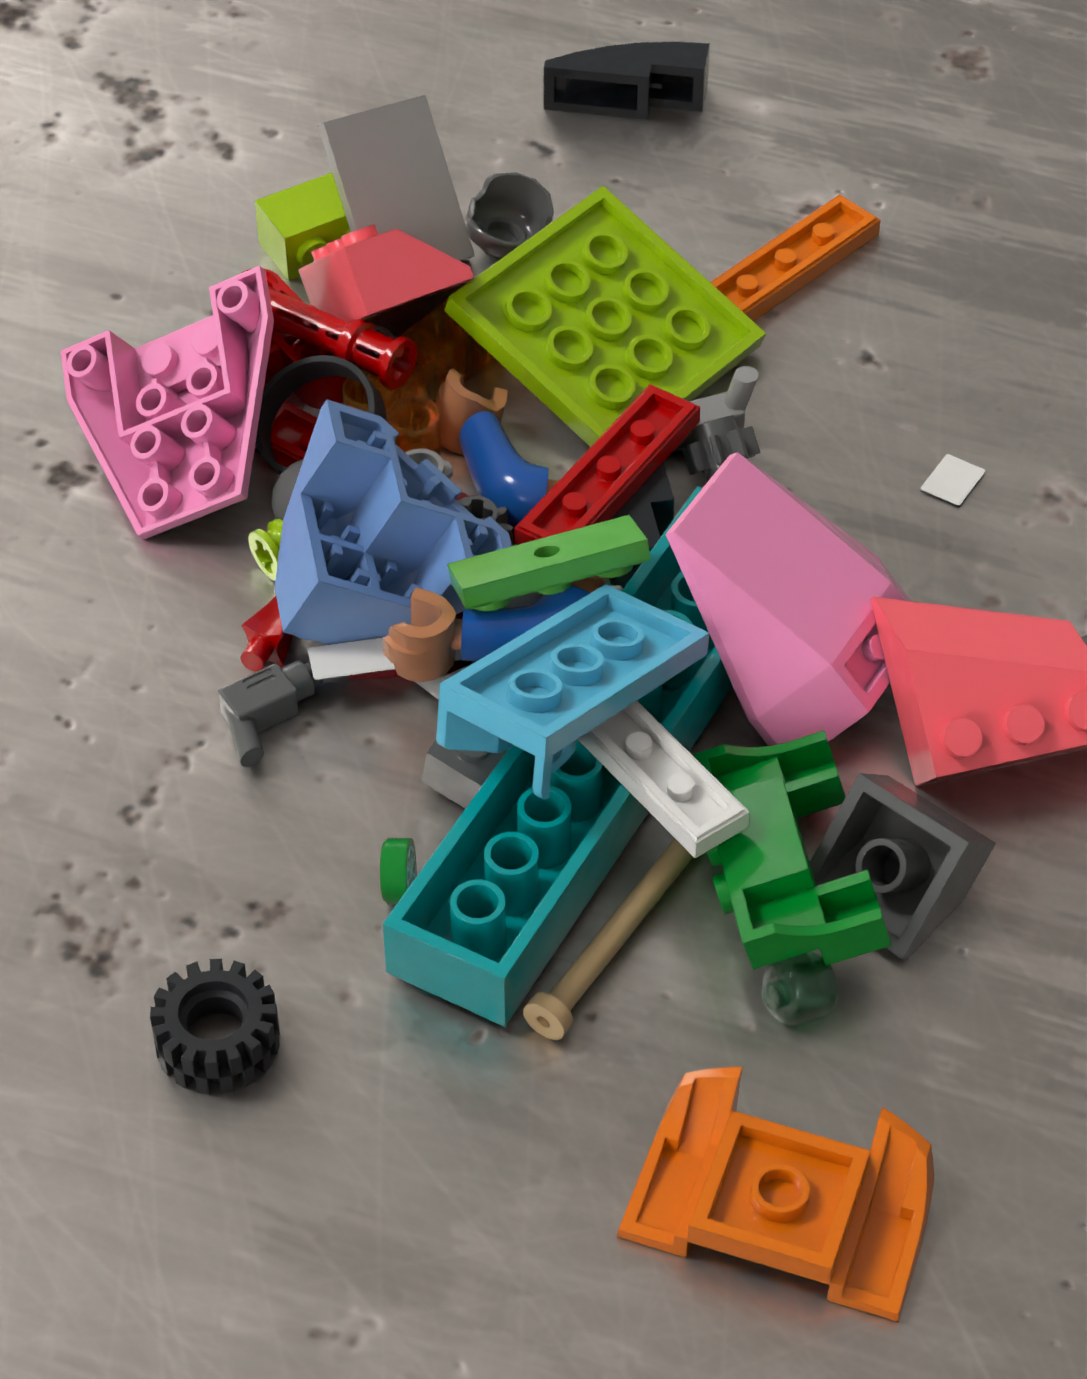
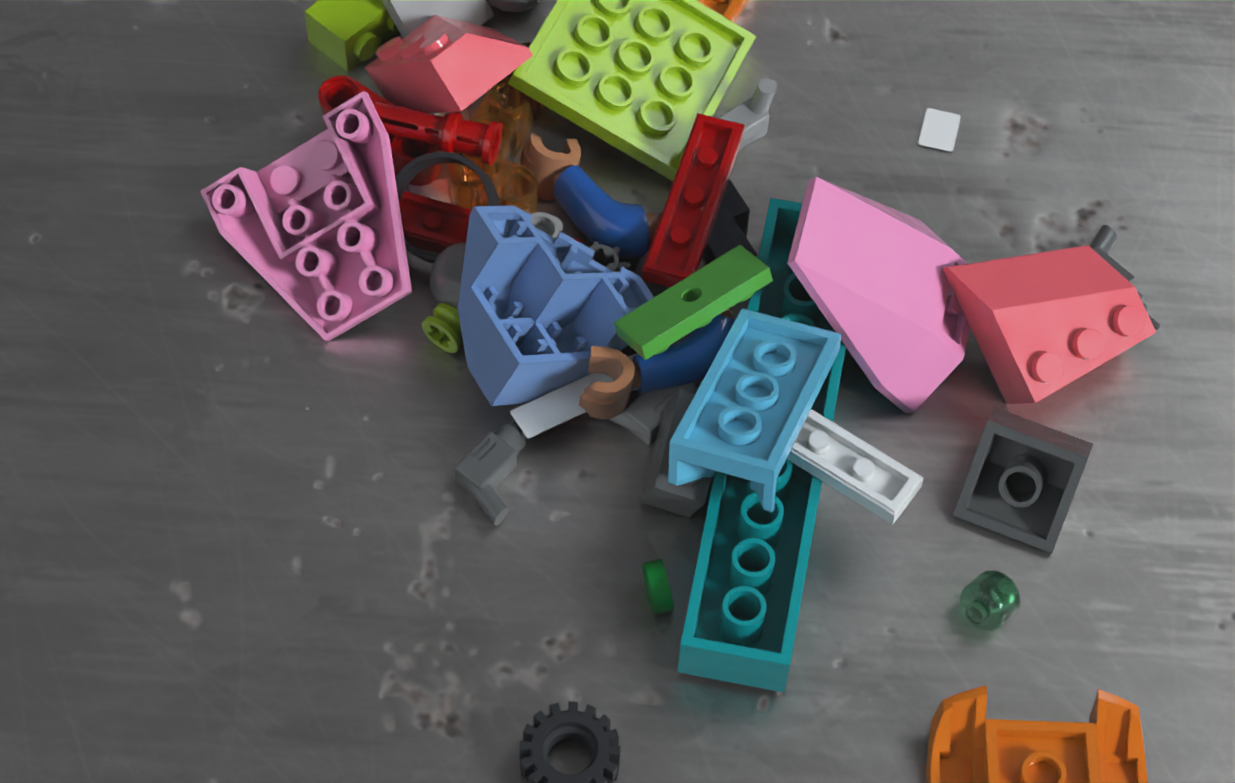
camera: 20 degrees left, 10 degrees up
(265, 638) = (469, 406): red piece -> none
(551, 1012) = (816, 672): tan bar -> none
(717, 441) = (764, 152): dark grey gear -> none
(767, 864) = (942, 513): green bracket -> none

